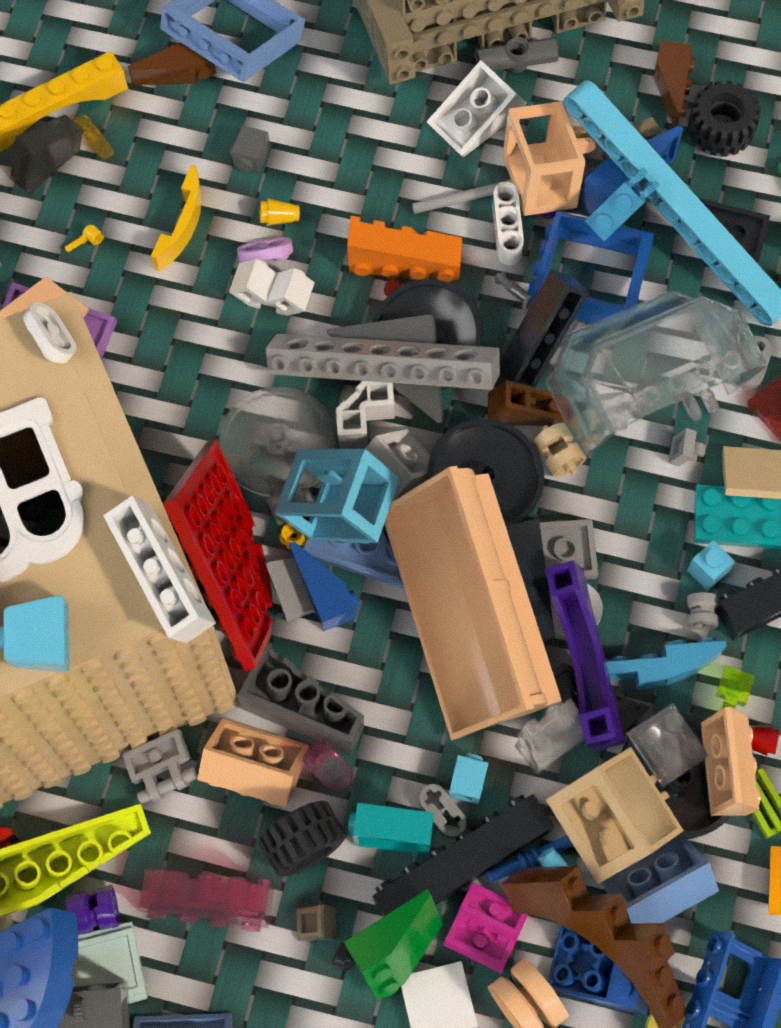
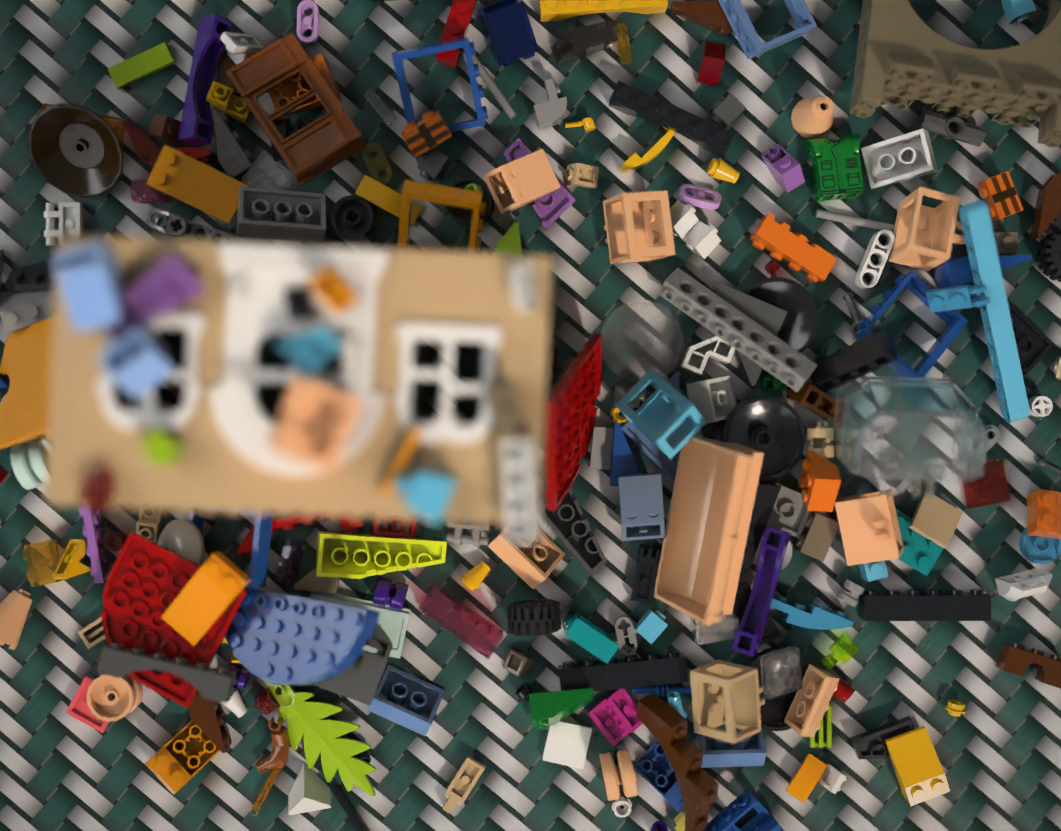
camera: 25 degrees right, 20 degrees up
(40, 238) = (552, 111): none -> light grey brick
(45, 811) = (411, 530): none -> red slope
(84, 476) = (503, 404): none -> dark tan brick
(110, 289) = (581, 175): none -> tan bracket
(200, 832) = (475, 576): none -> yellow cone
(206, 314) = (638, 227): none -> light nougat piece
(207, 114) = (711, 63): none -> dark red slope
(233, 177) = (645, 106): none -> black arch
(328, 766) = (570, 576): rock -> none
(347, 177) = (783, 168): none -> medium lavender slope
(353, 107) = (813, 116): none -> light nougat cone
(373, 626) = (641, 506): none -> sand blue slope
(408, 151) = (836, 167): none -> green piece
(427, 719) = (645, 575): none -> black hinge
(464, 405) = (773, 384): none -> dark green gear
(582, 489) = (819, 483): none -> orange slope
(619, 91) = (1000, 196): none -> orange brick
(620, 562) = (817, 536): none -> dark tan brick
(674, 511) = (869, 527): none -> light nougat piece

